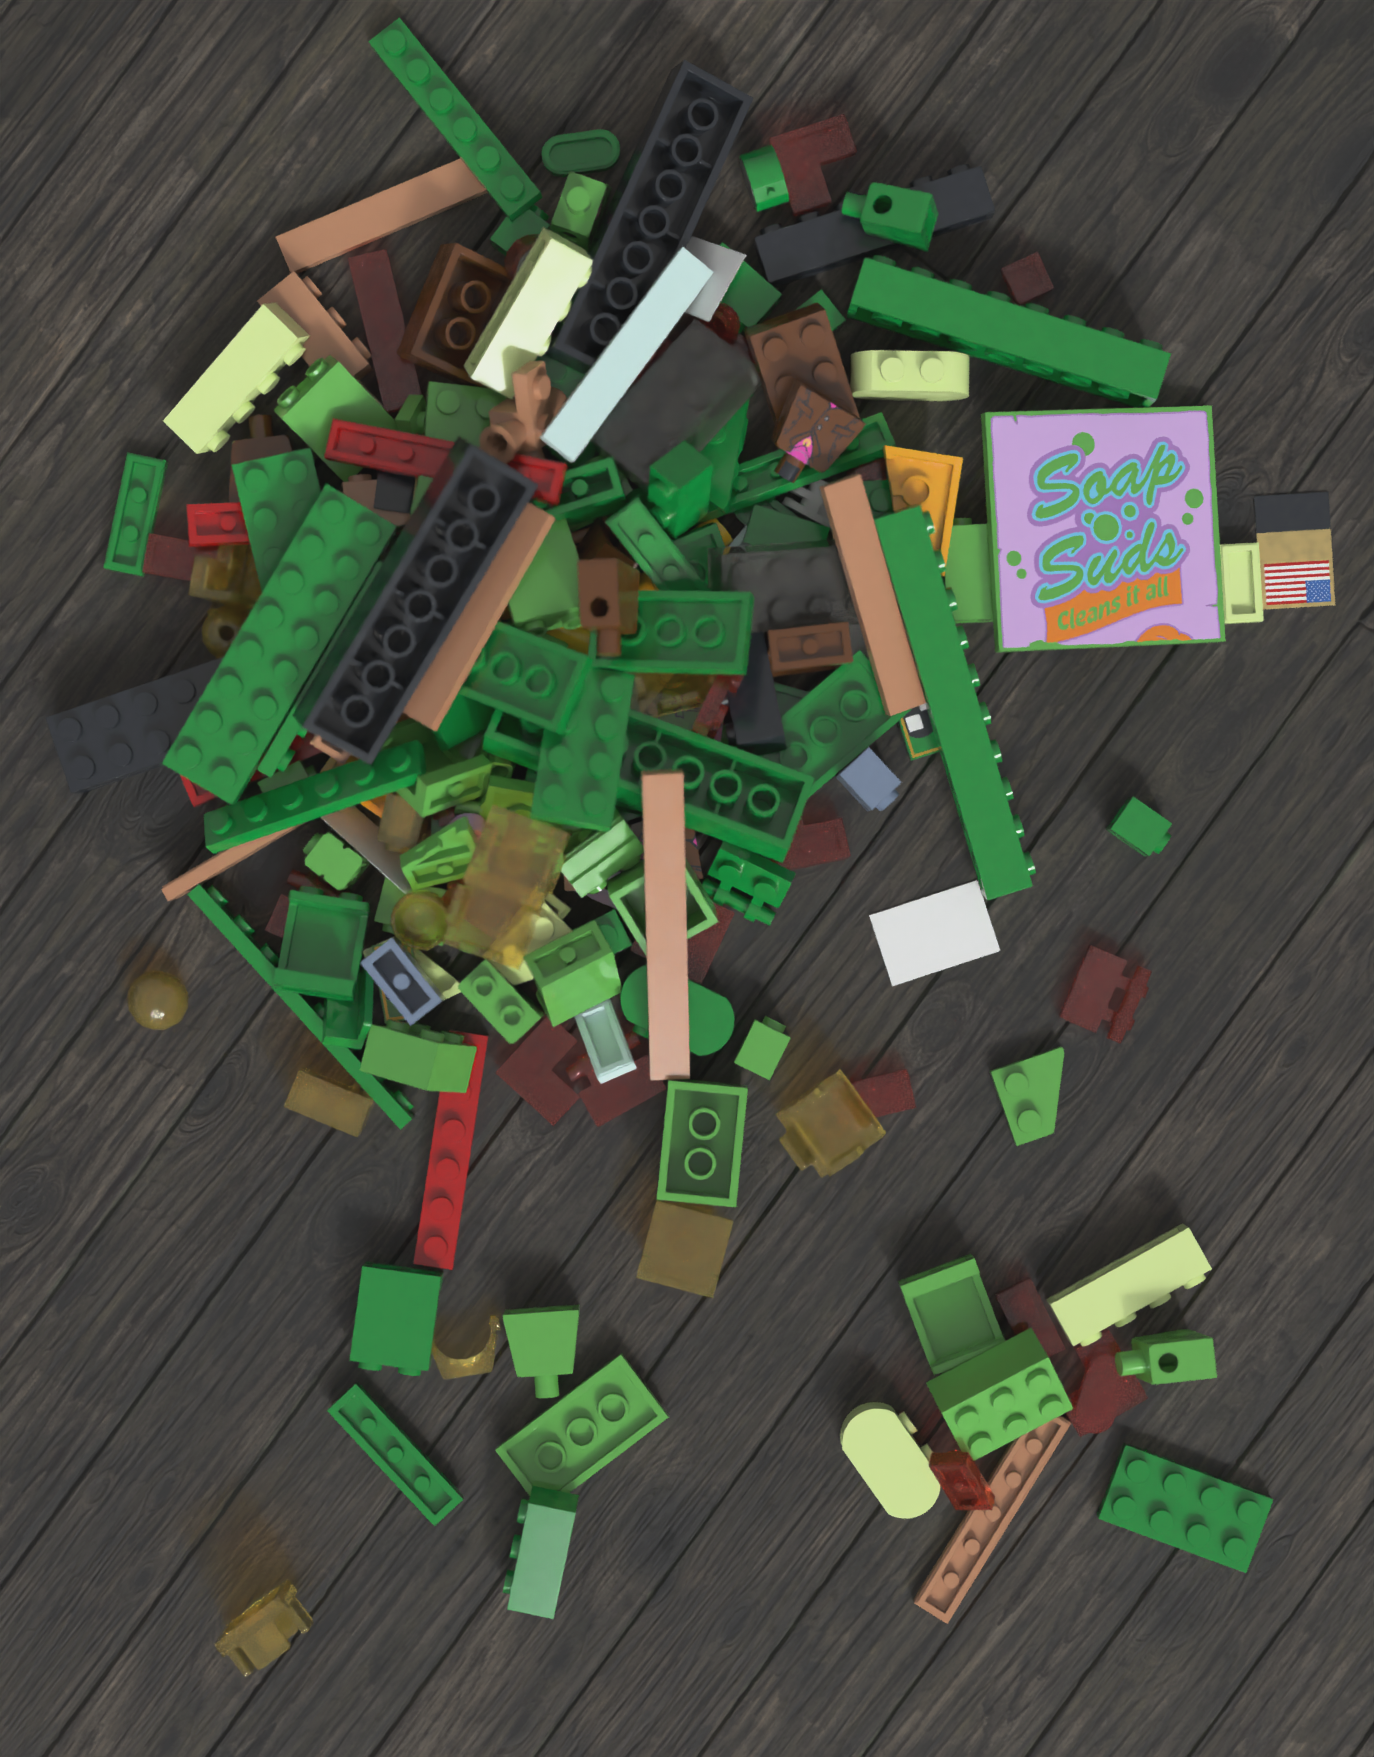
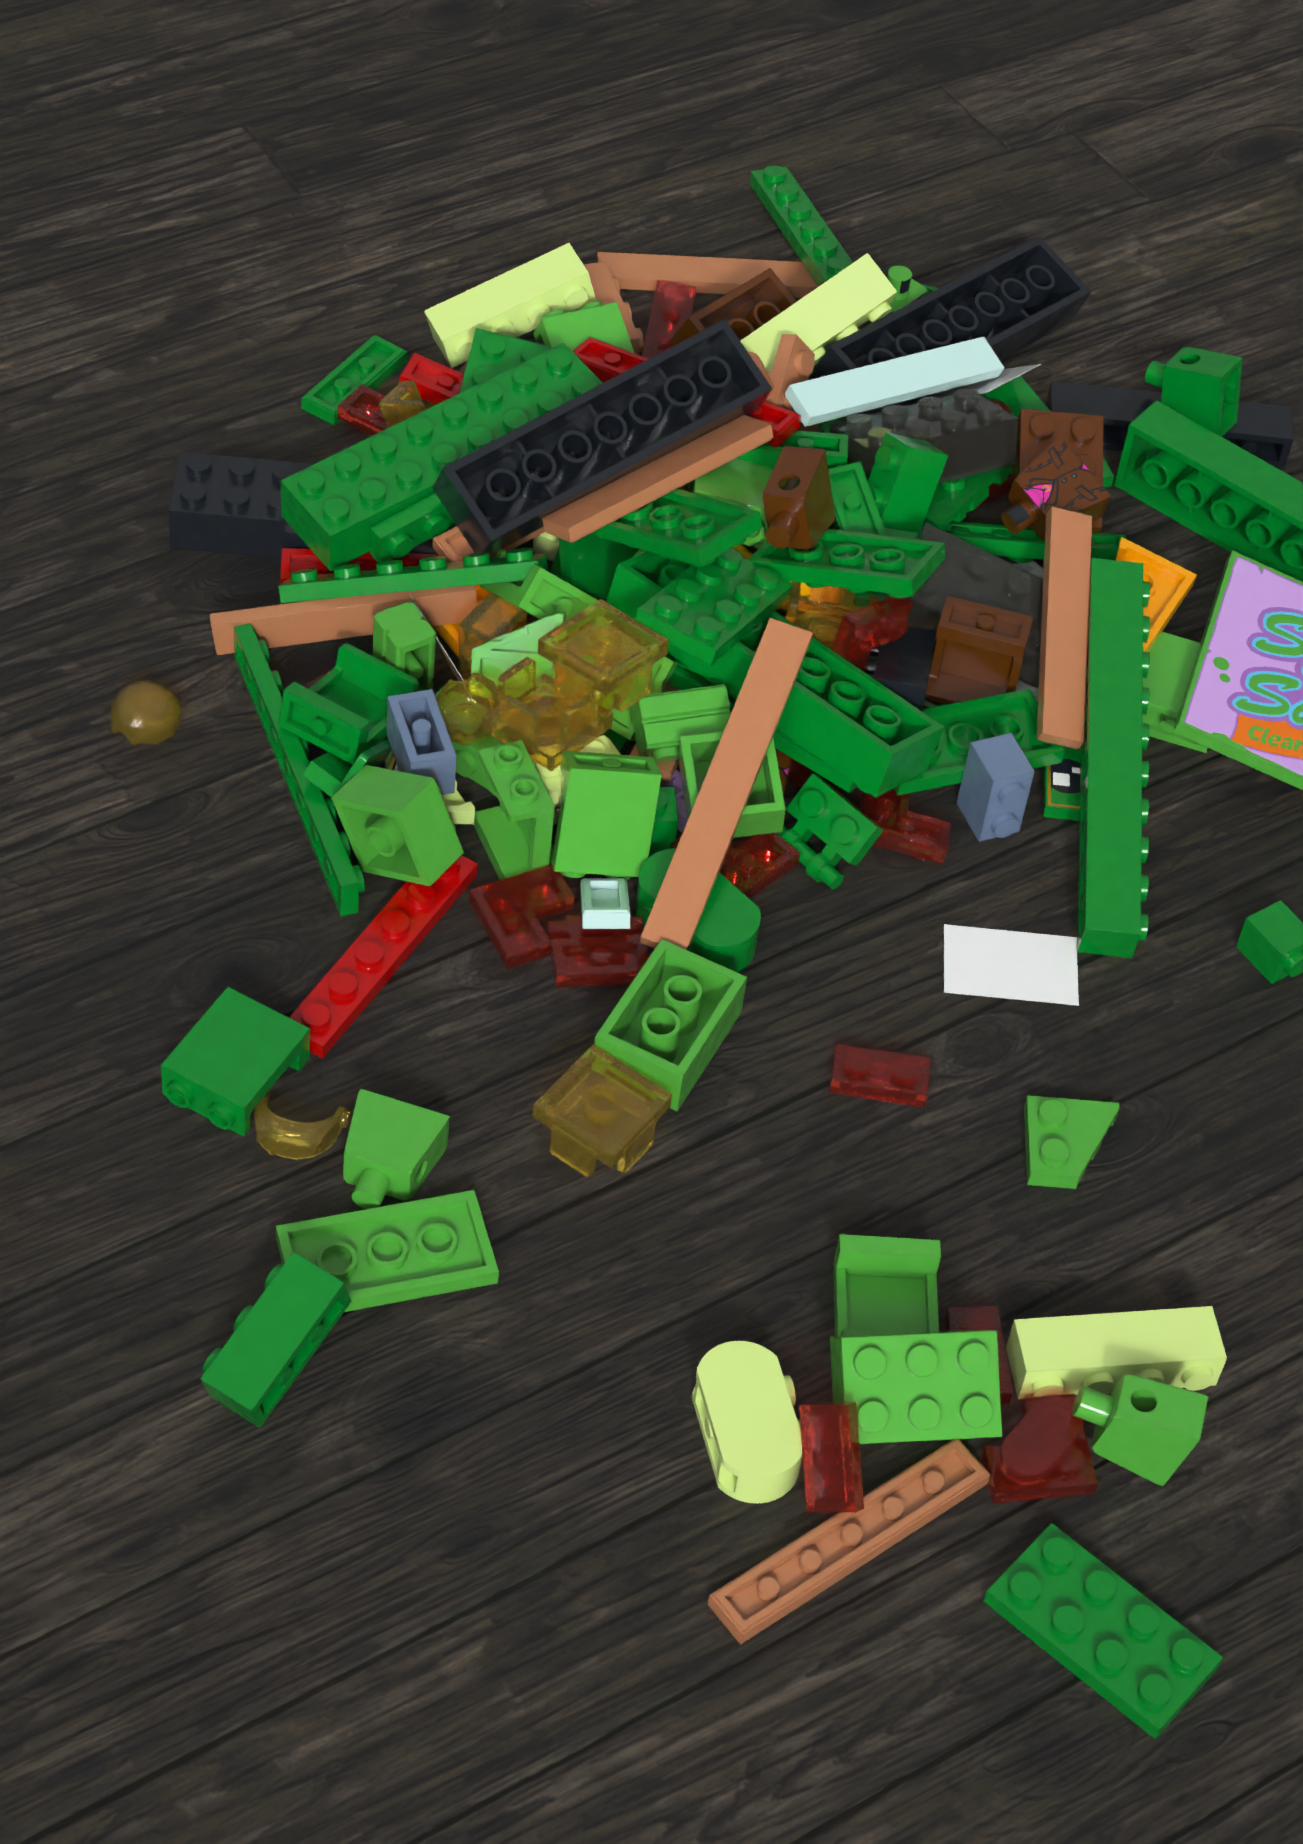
camera: 15 degrees right, 40 degrees down
(329, 1102) = (277, 849): clear yellow brick -> none
(395, 1453) = (156, 1193): green plate -> none
(762, 1047) = (776, 978): bright green brick -> none
(764, 178) = (1076, 354): green piece -> none
(803, 153) = (1121, 361): clear red plate -> none
(828, 1126) = (820, 1064): clear yellow panel -> none
(909, 375) = (1167, 520): yellowish green brick -> none
(1094, 988) = (1176, 1068): clear red plate -> none

